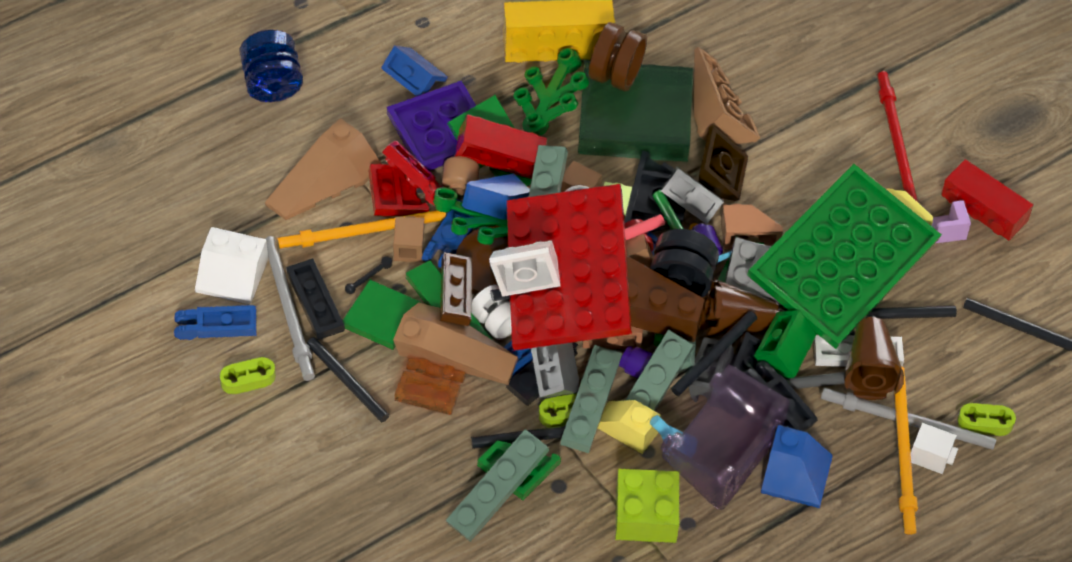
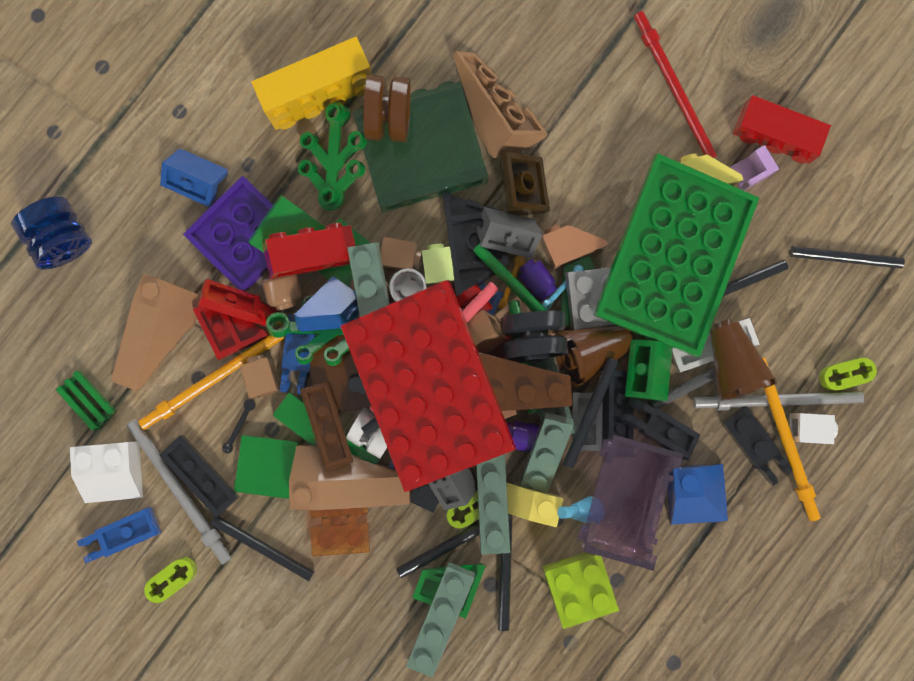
camera: 15 degrees left, 30 degrees up
(228, 192) = (70, 384): none -> green tile
(525, 268) = (388, 417): white slope -> none
(575, 482) = (505, 584): none -> black bar
(872, 448) = (755, 444): none -> black hinge

